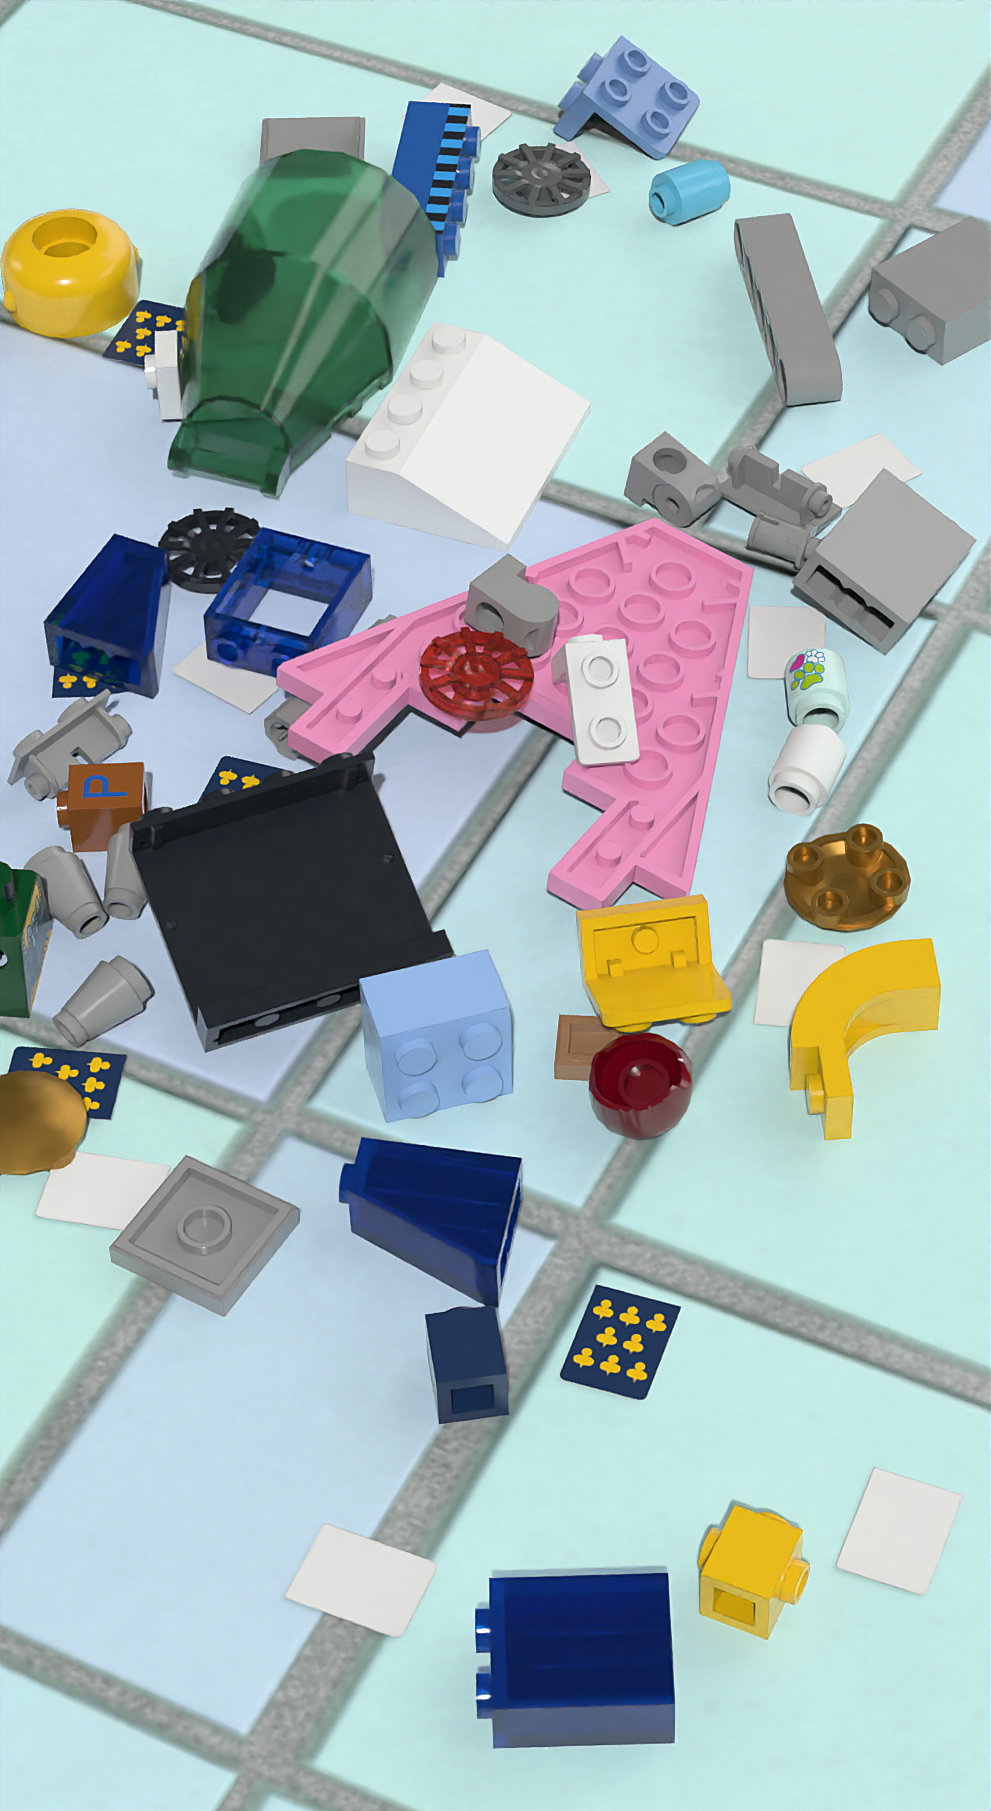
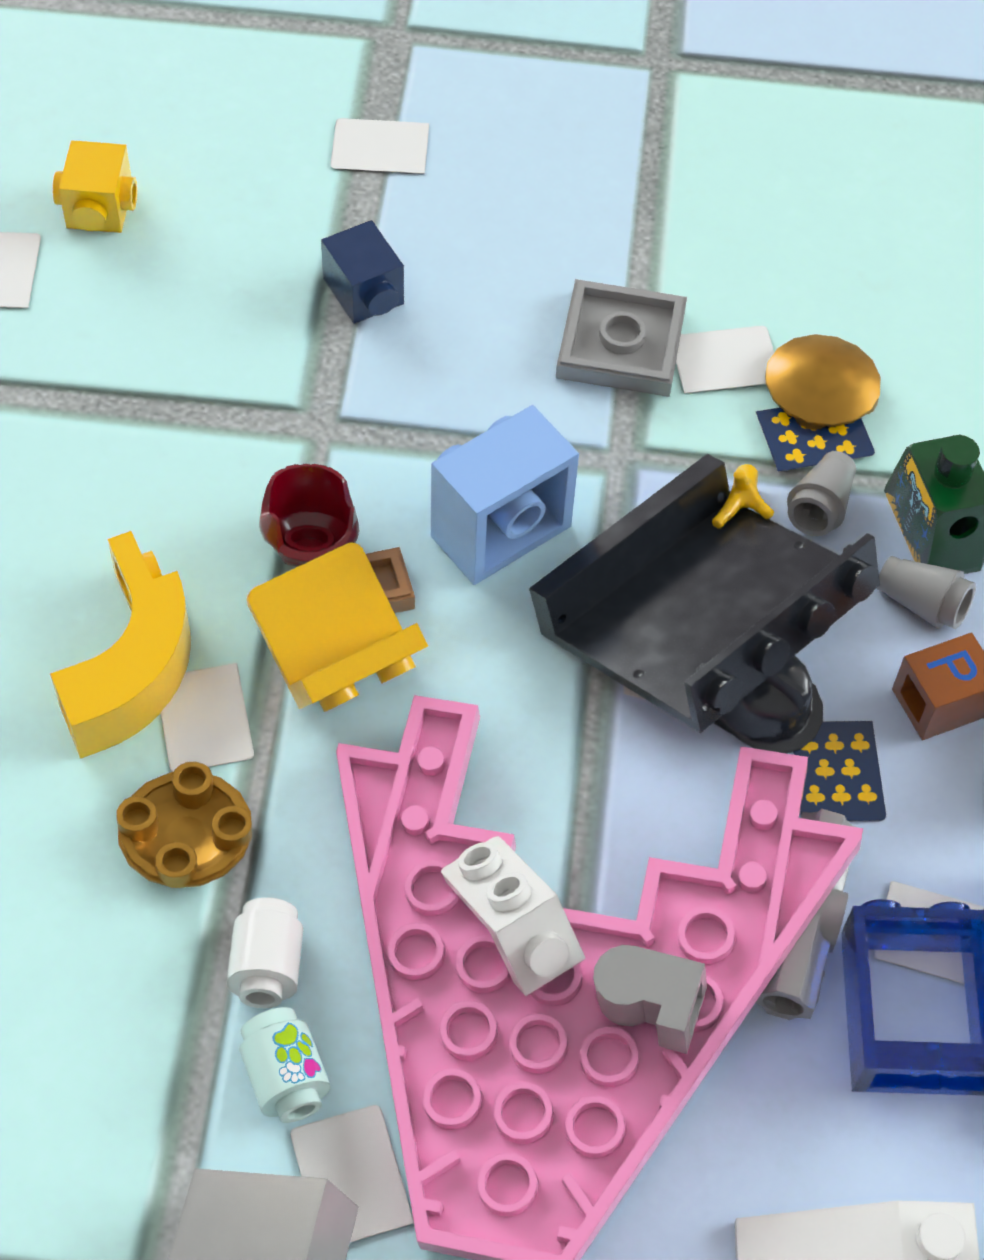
camera: 155 degrees right, 10 degrees up
(123, 888) = (883, 634): light grey cone -> none
(185, 1012) = (743, 495): none -> yellow bar
(438, 1210) = (439, 379): clear blue slope -> none
(476, 675) = (653, 892): clear red wheel -> none
(577, 1661) = (201, 106): clear blue brick -> none
(620, 1343) = (256, 349): dark blue sticker -> none

